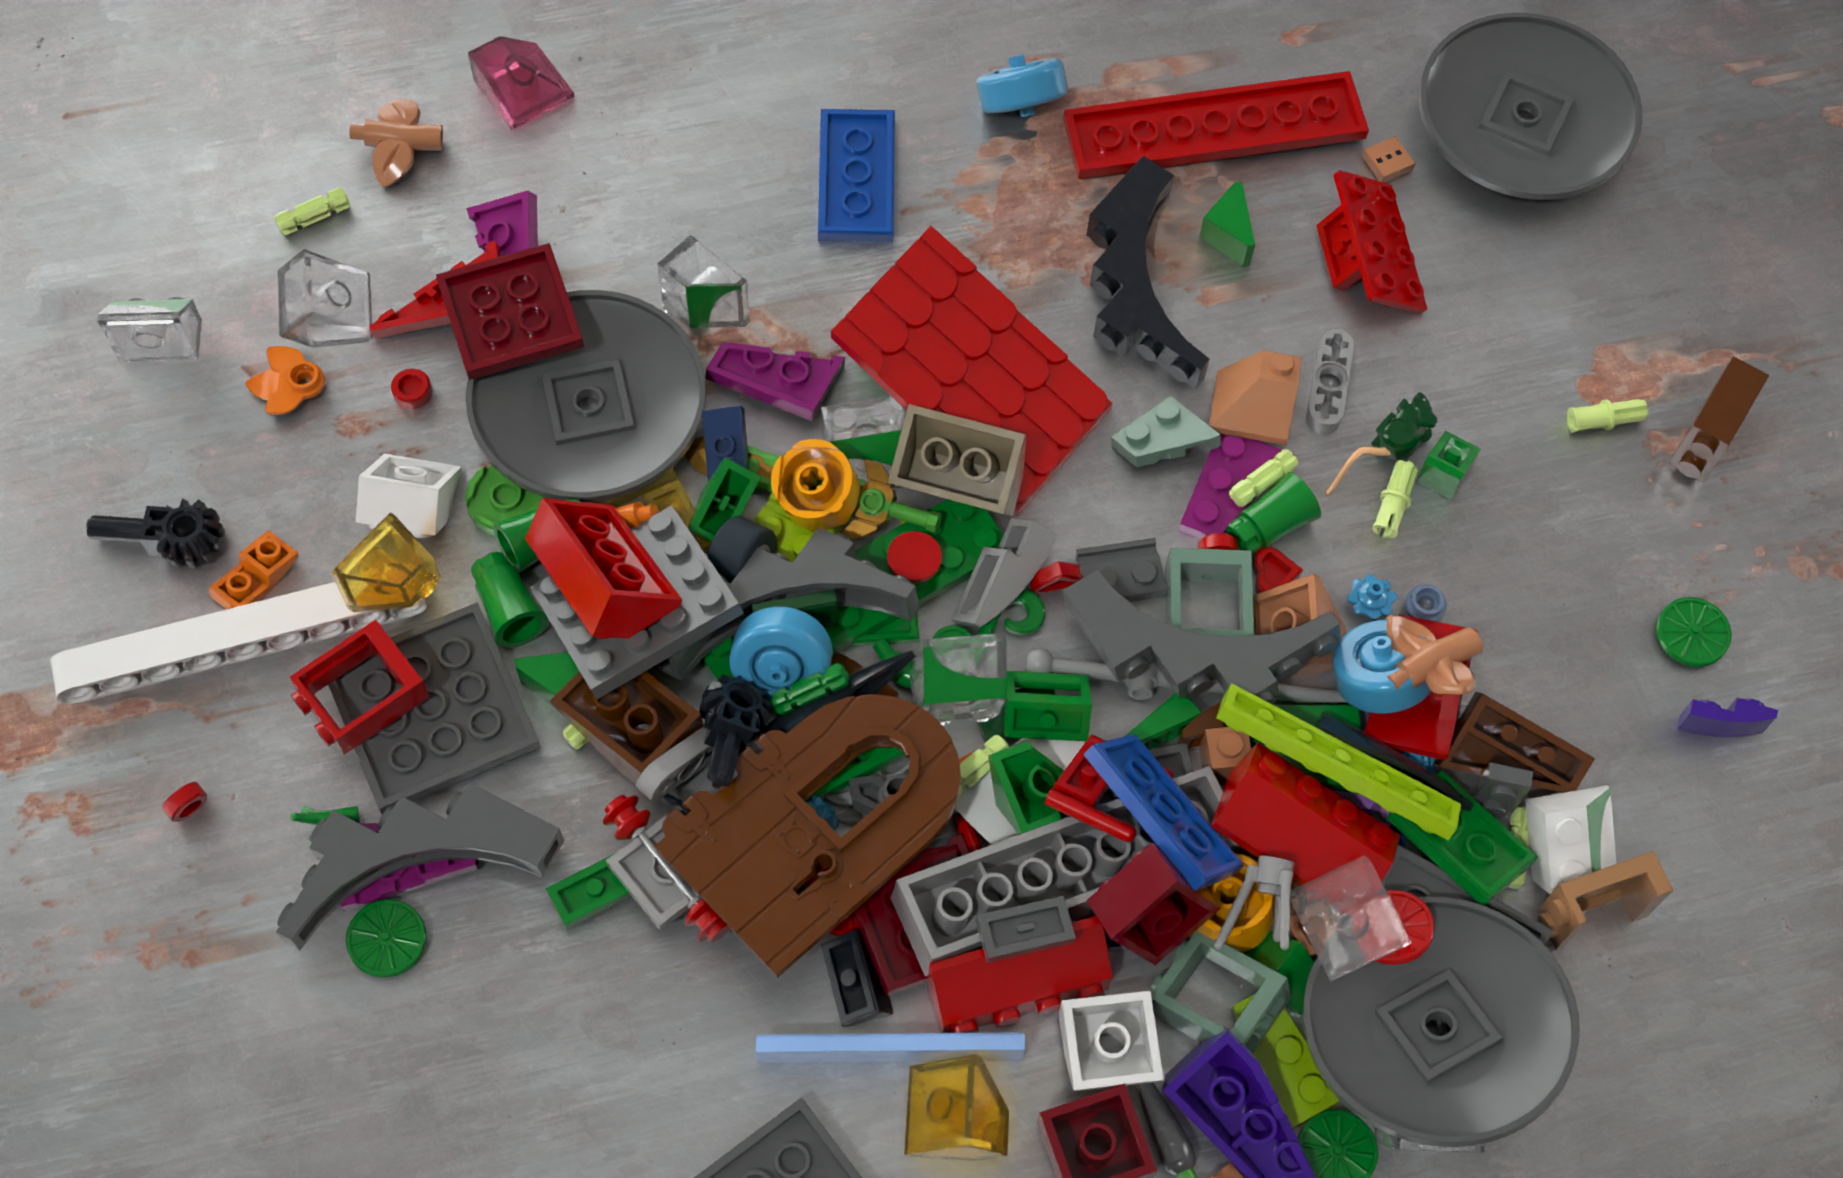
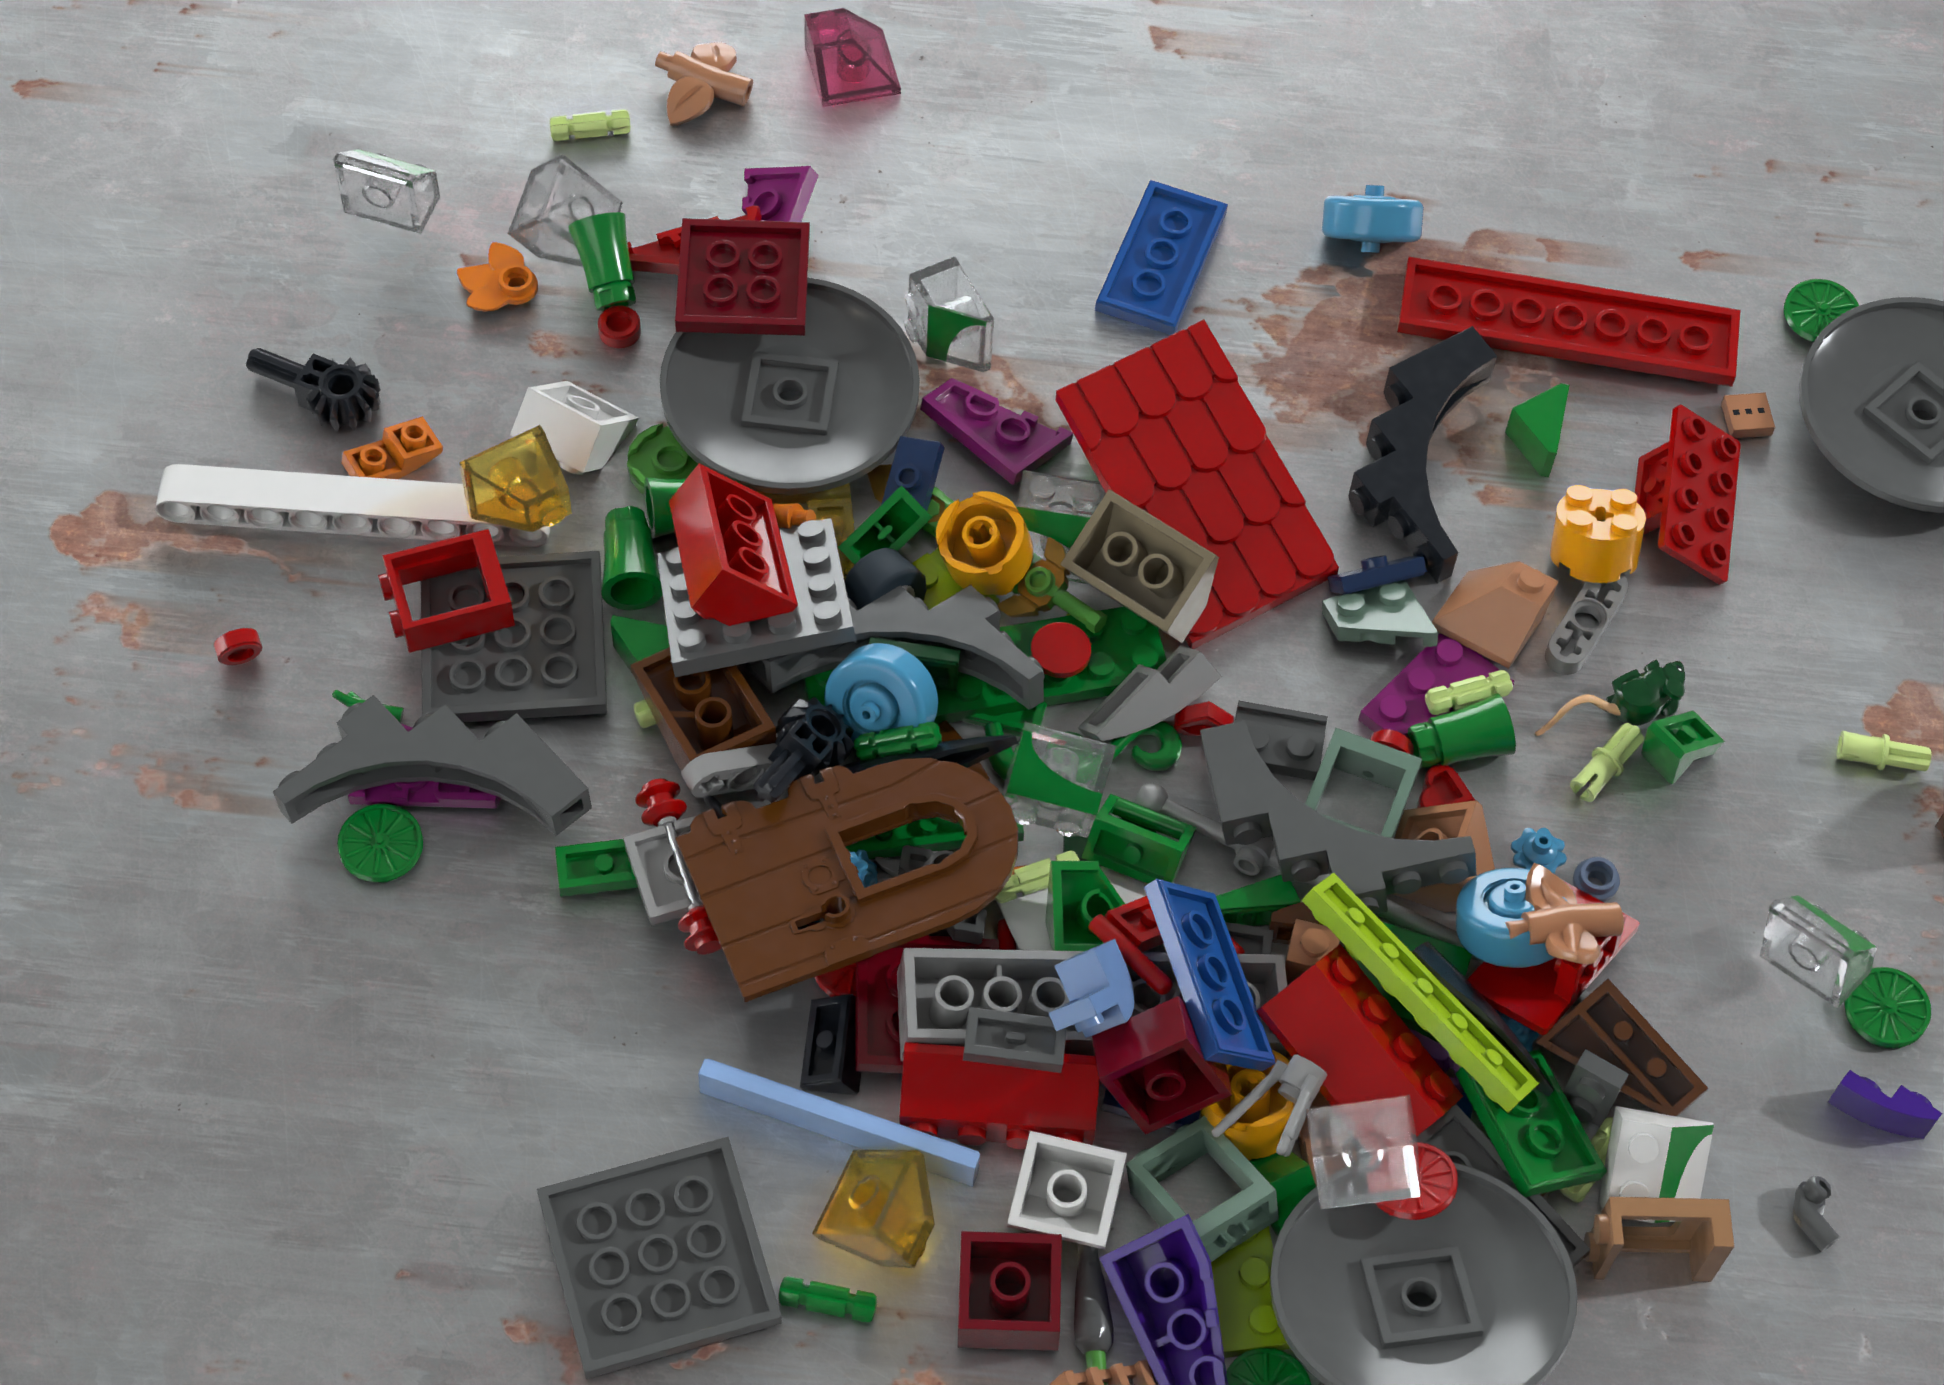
camera: 20 degrees right, 5 degrees down
(378, 332) = (605, 258): none -> green plant
(1077, 860) = (1097, 990): none -> medium blue brick
(1146, 398) = (1376, 572): none -> dark blue plate
(1315, 304) = (1597, 533): none -> light orange brick
(1407, 48) = (1815, 305): none -> green wheel
(1625, 604) = (1816, 949): none -> clear slope
(1701, 828) = (1809, 1212): none -> dark grey arm

